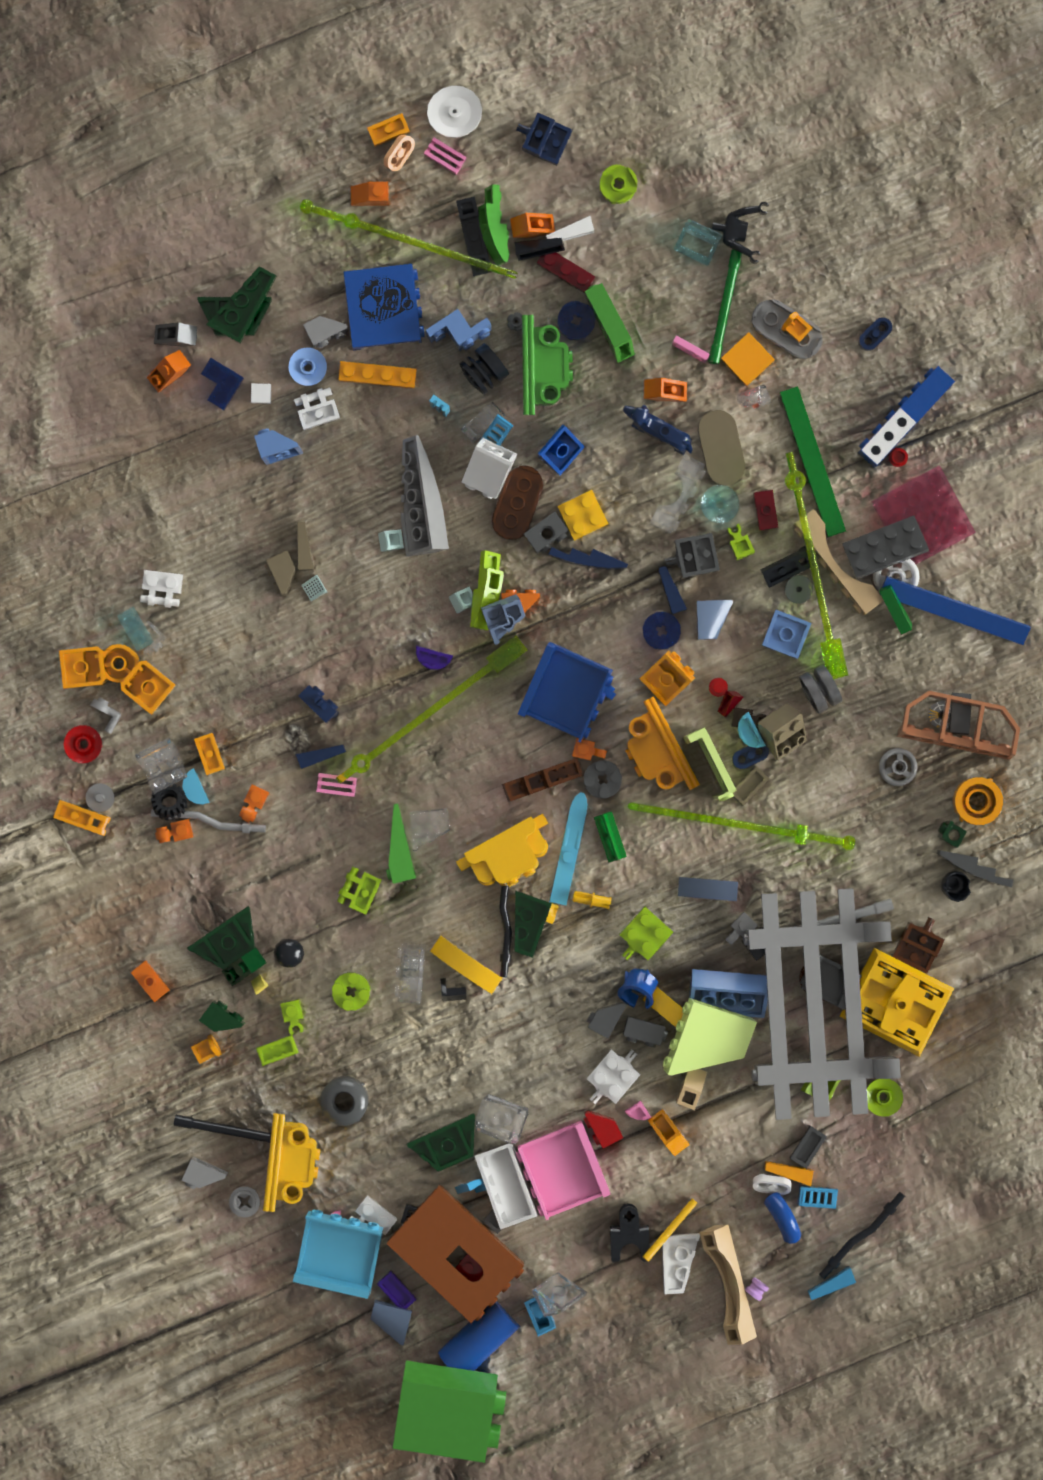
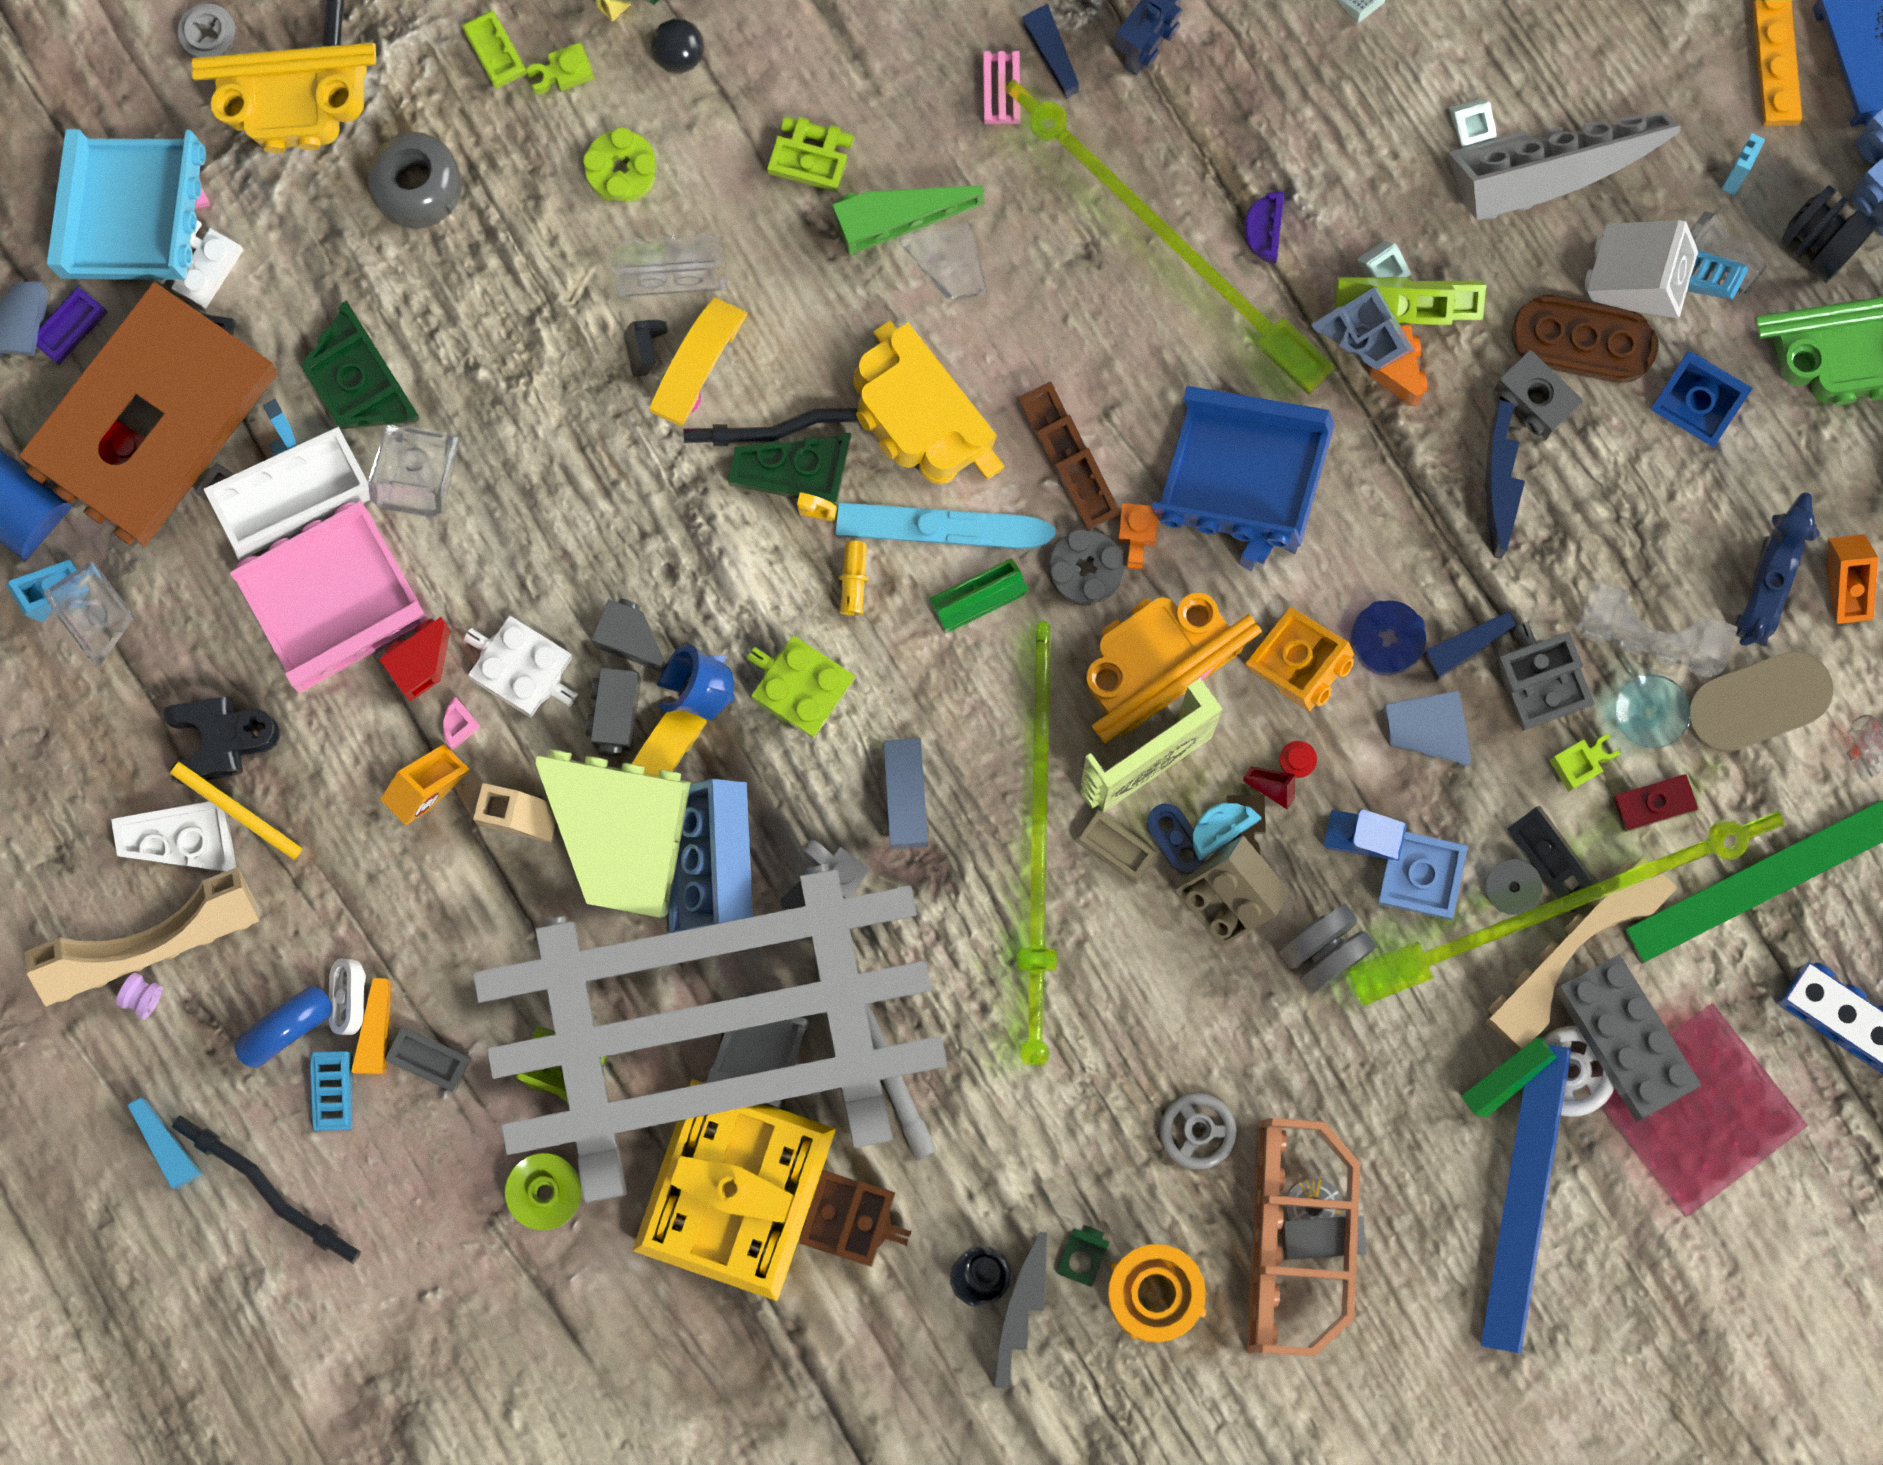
camera: 80 degrees right, 10 degrees down
(582, 515) = (1583, 461): yellow plate -> none
(763, 660) = (1365, 834): none -> slope
(898, 457) = (1806, 1044): red plate -> none

